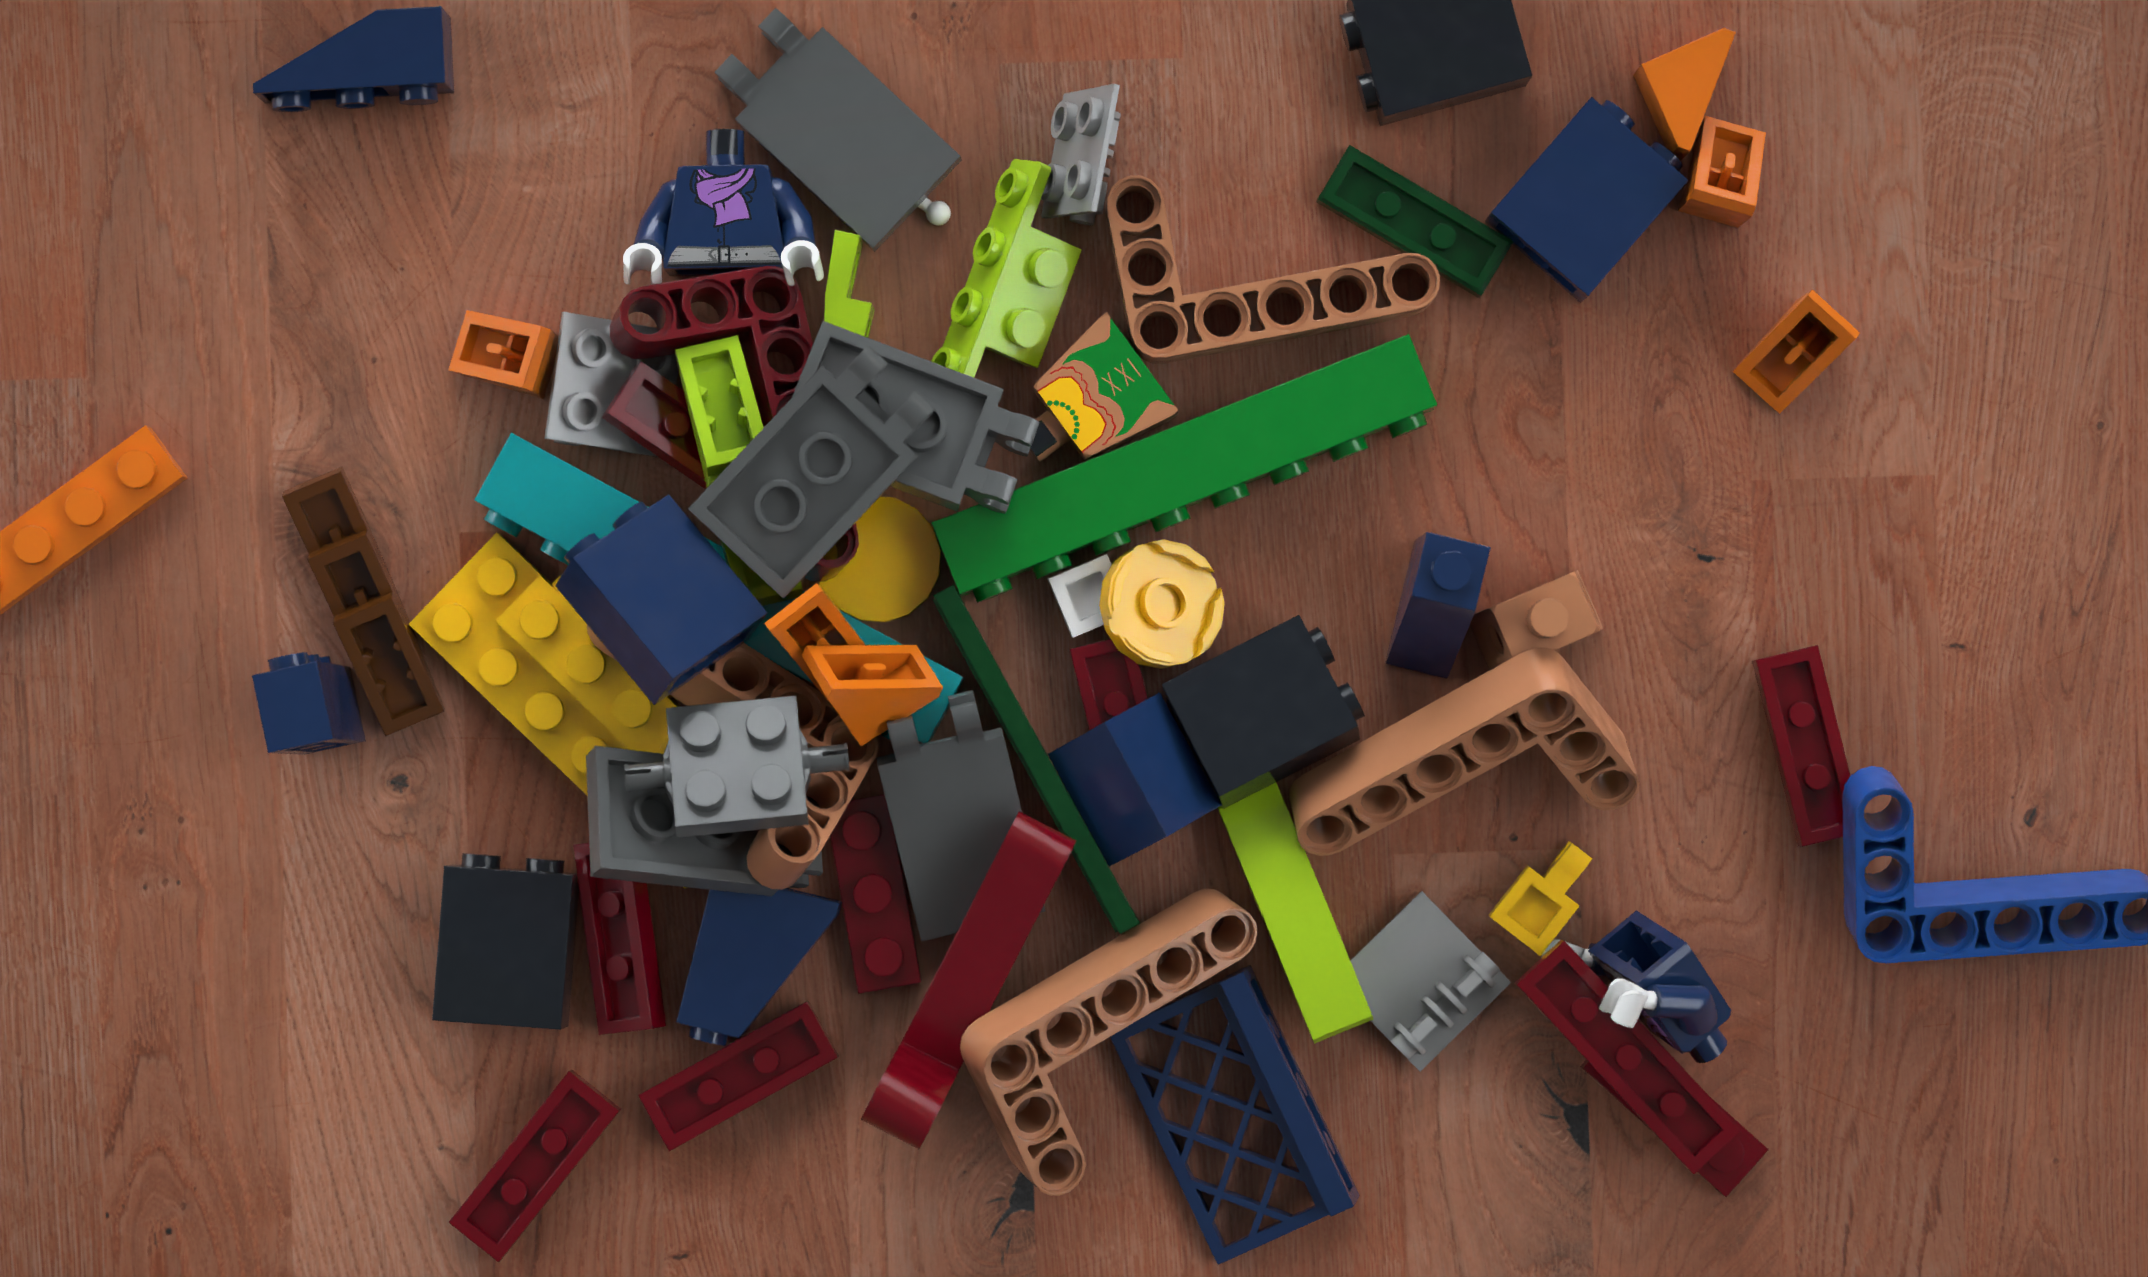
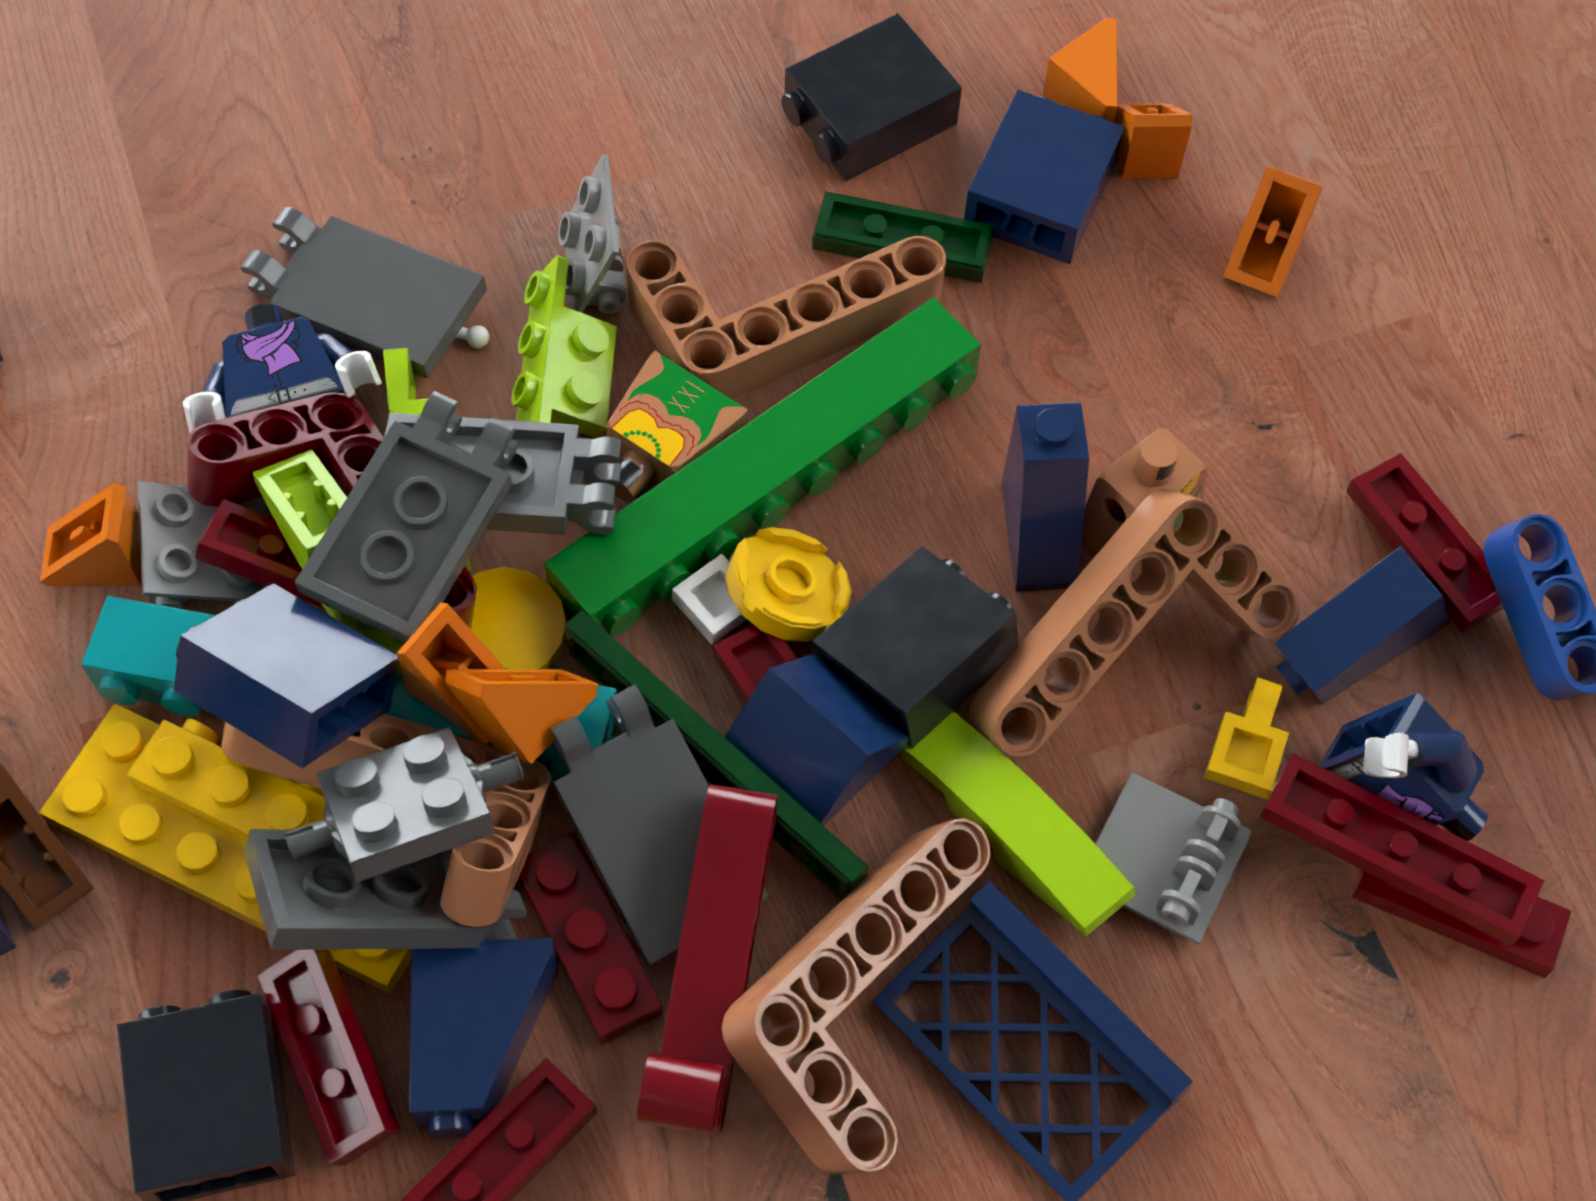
camera: 20 degrees left, 25 degrees down
(1695, 825) = (1362, 628): none -> dark blue slope

